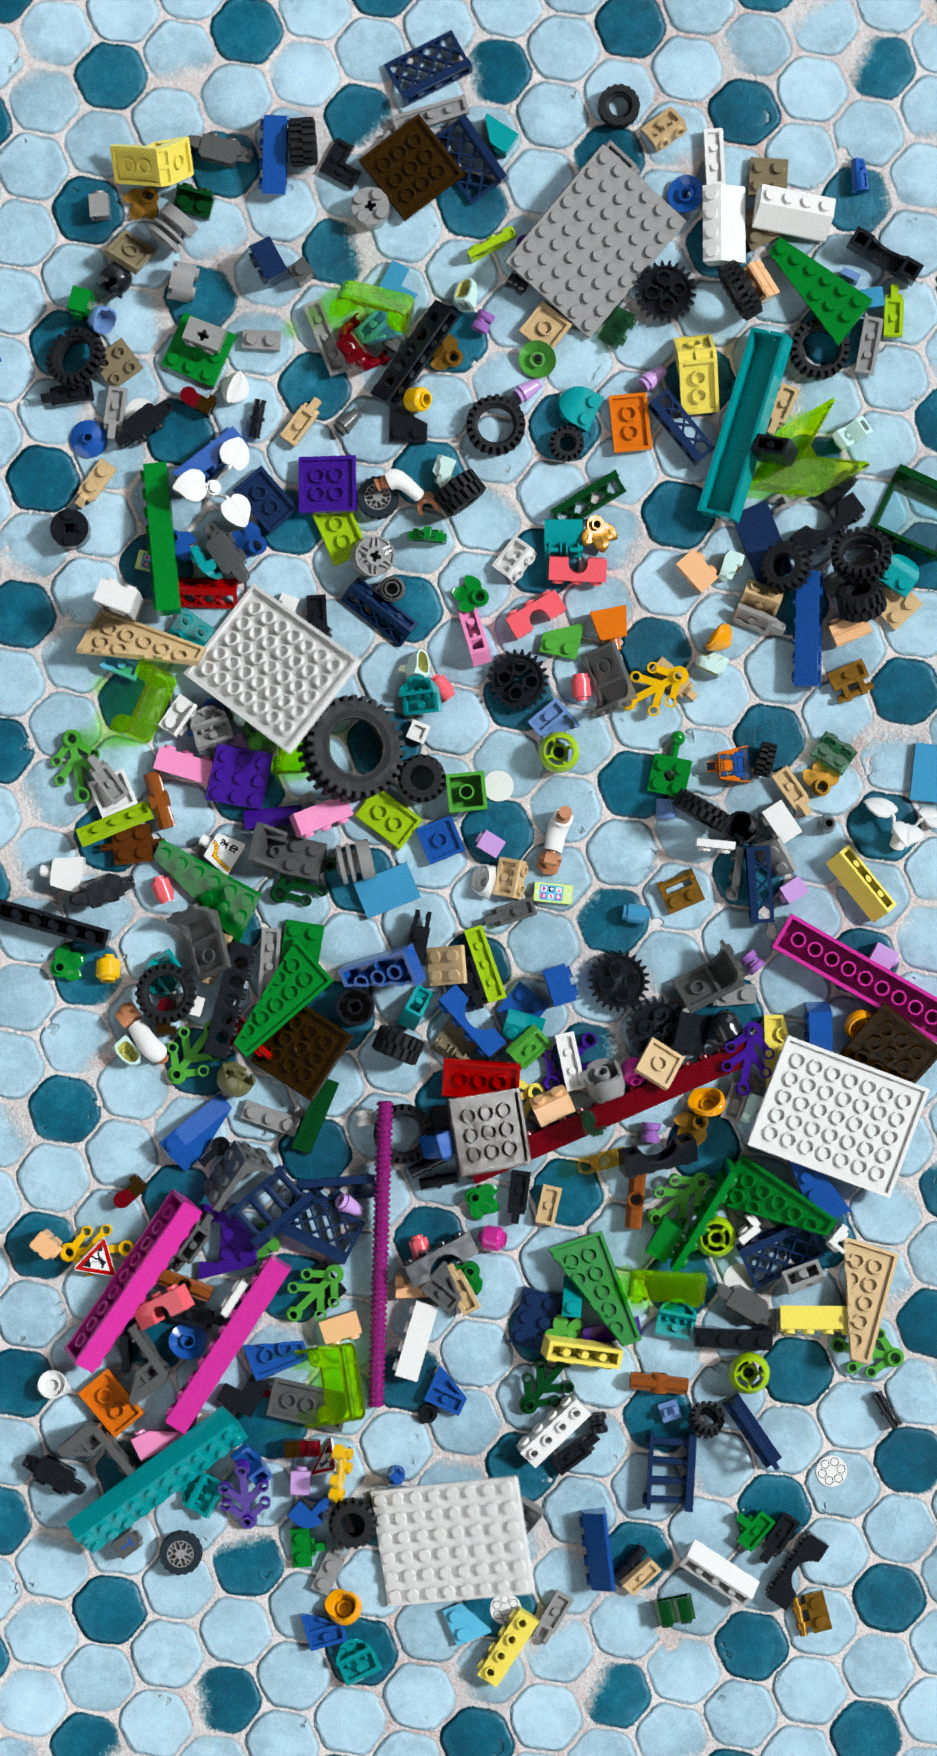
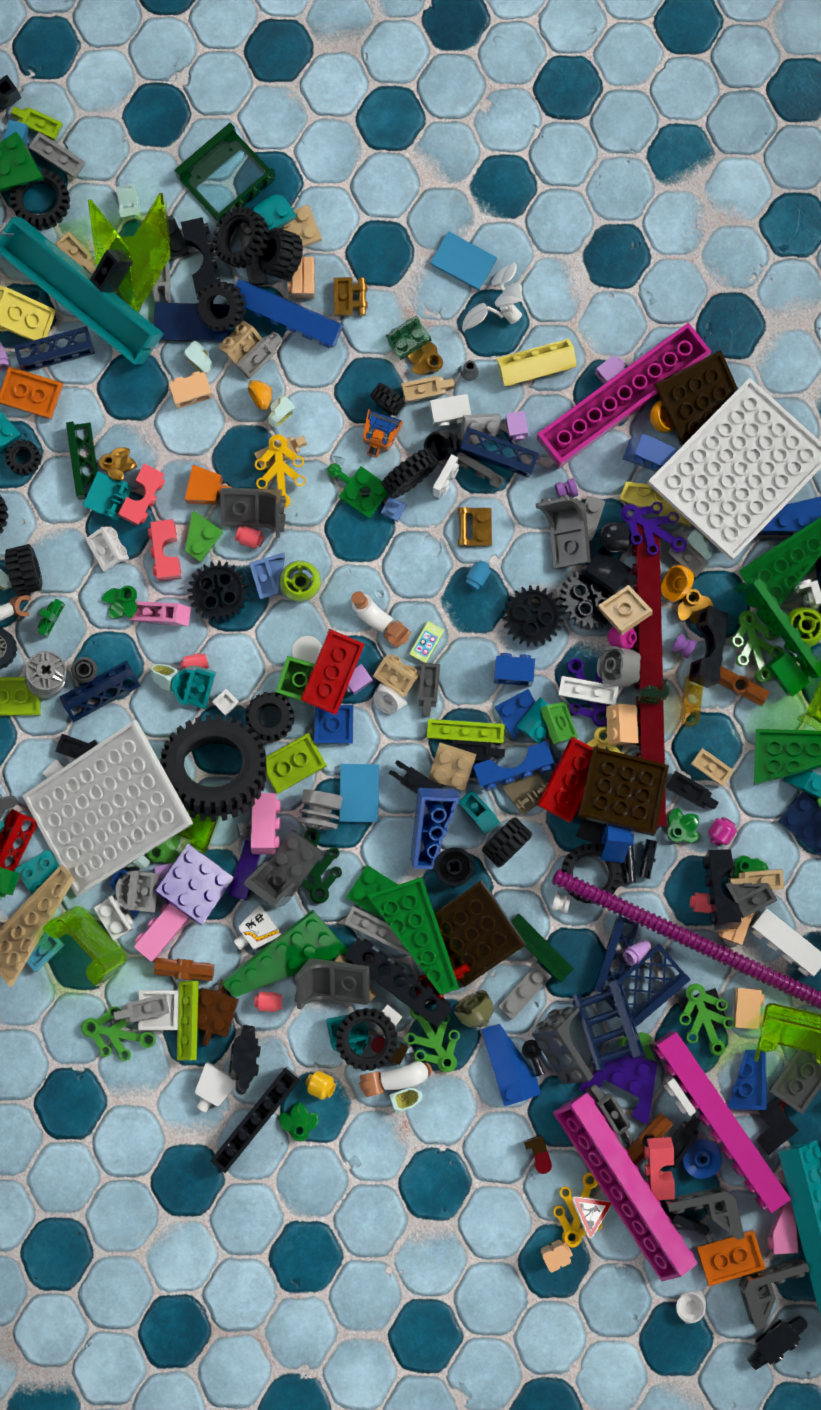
camera: 60 degrees left, 5 degrees down
(486, 818) = (332, 672): none -> red tile

